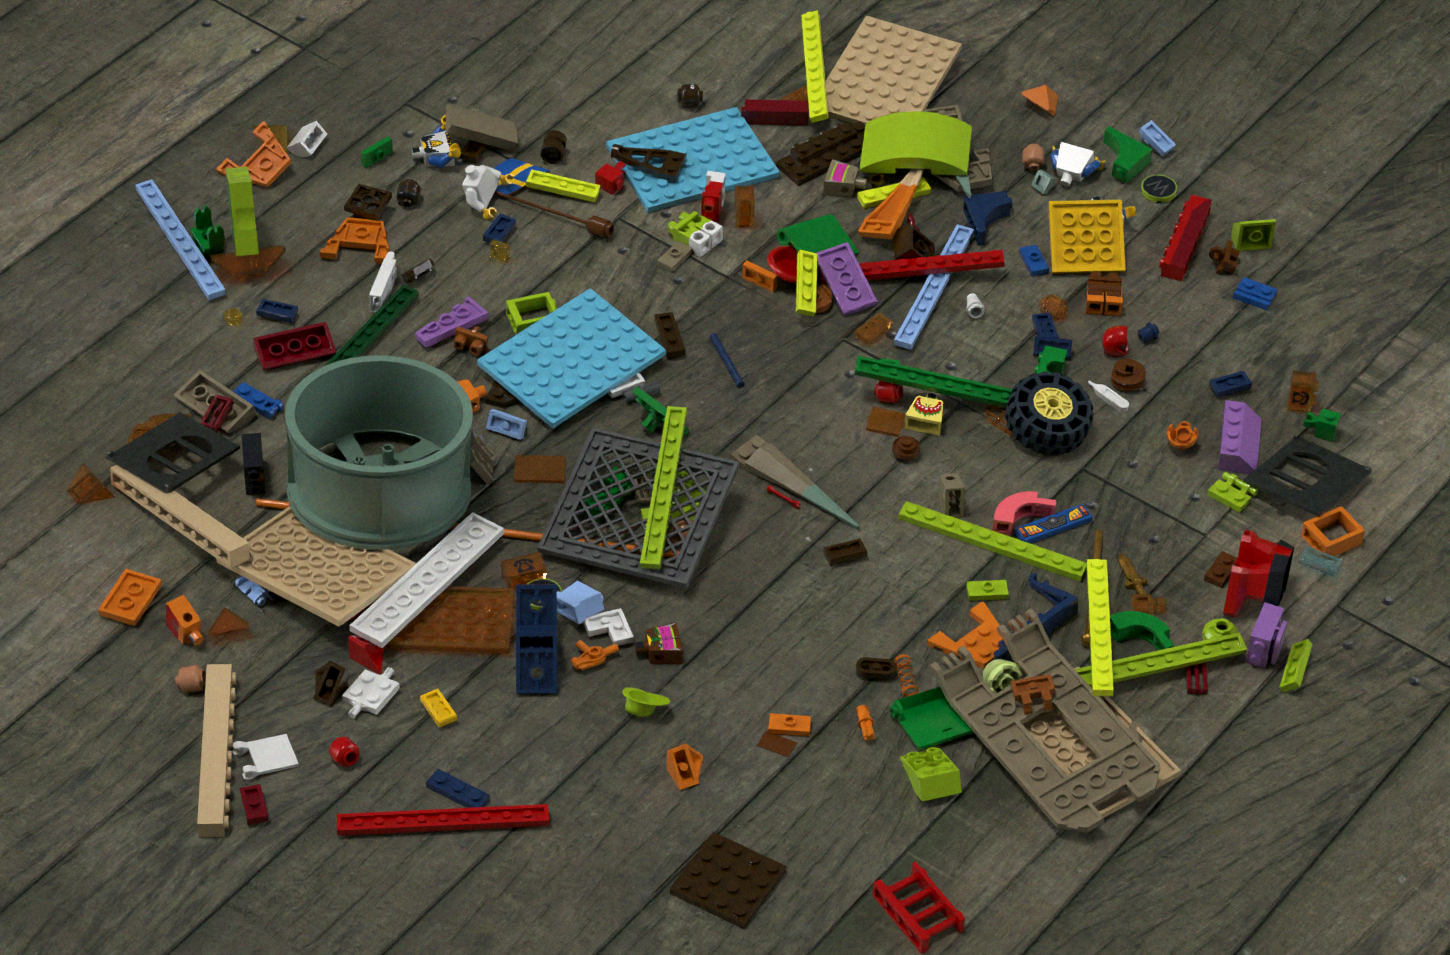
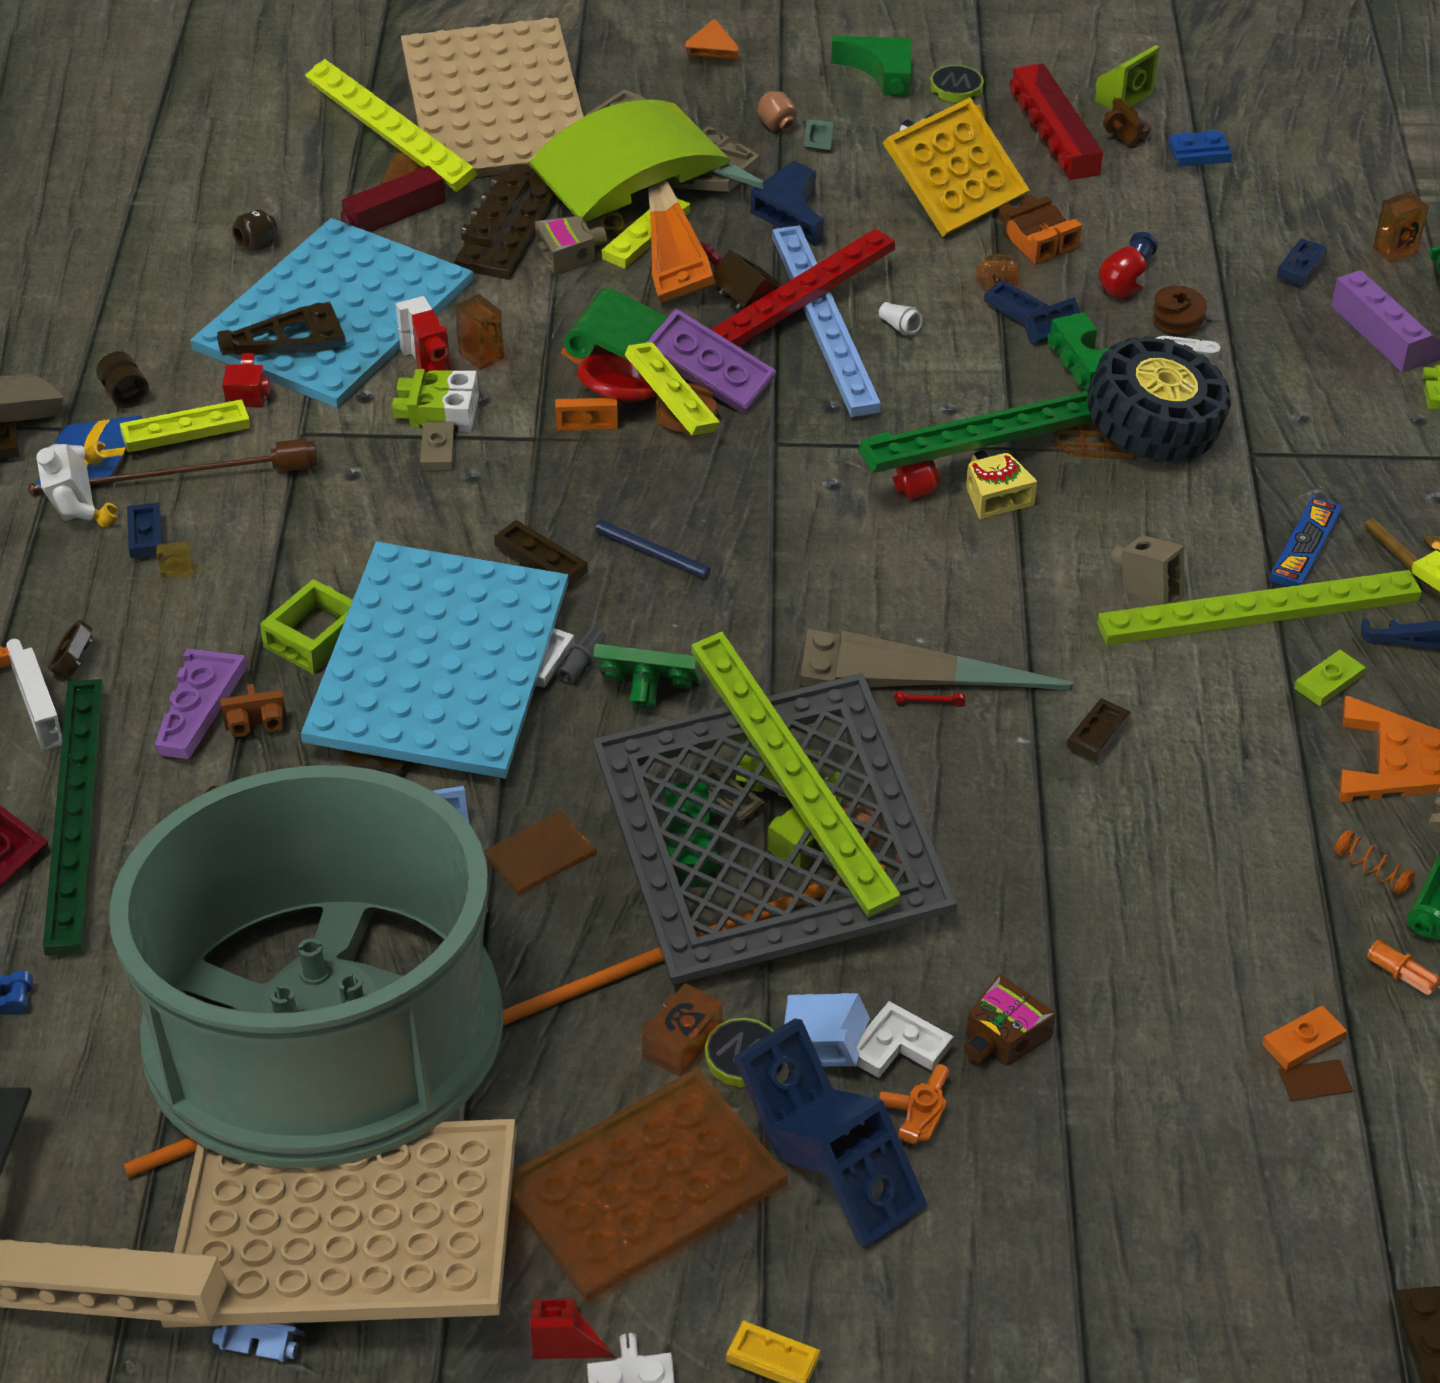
camera: 35 degrees left, 0 degrees up
(253, 463) = (75, 1106): black window -> none
(426, 580) = (554, 1146): white plate -> none
(641, 702) = (1081, 1134): lime piece -> none
(684, 765) = (1245, 1212): orange slope -> none
(873, 328) = (805, 408): clear orange plate -> none
(876, 668) = (1318, 877): dark brown plate -> none
(885, 421) = (948, 522): clear orange piece -> none
(906, 448) = (1019, 541): reddish brown plate -> none
(1020, 506) = (1244, 561): coral arch -> none
(1034, 260) = (907, 230): blue plate -> none
(1074, 163) = (832, 95): white torso -> none
(1156, 138) = (887, 24): light blue hinge -> none
(1182, 436) = (1328, 350): orange hair -> none

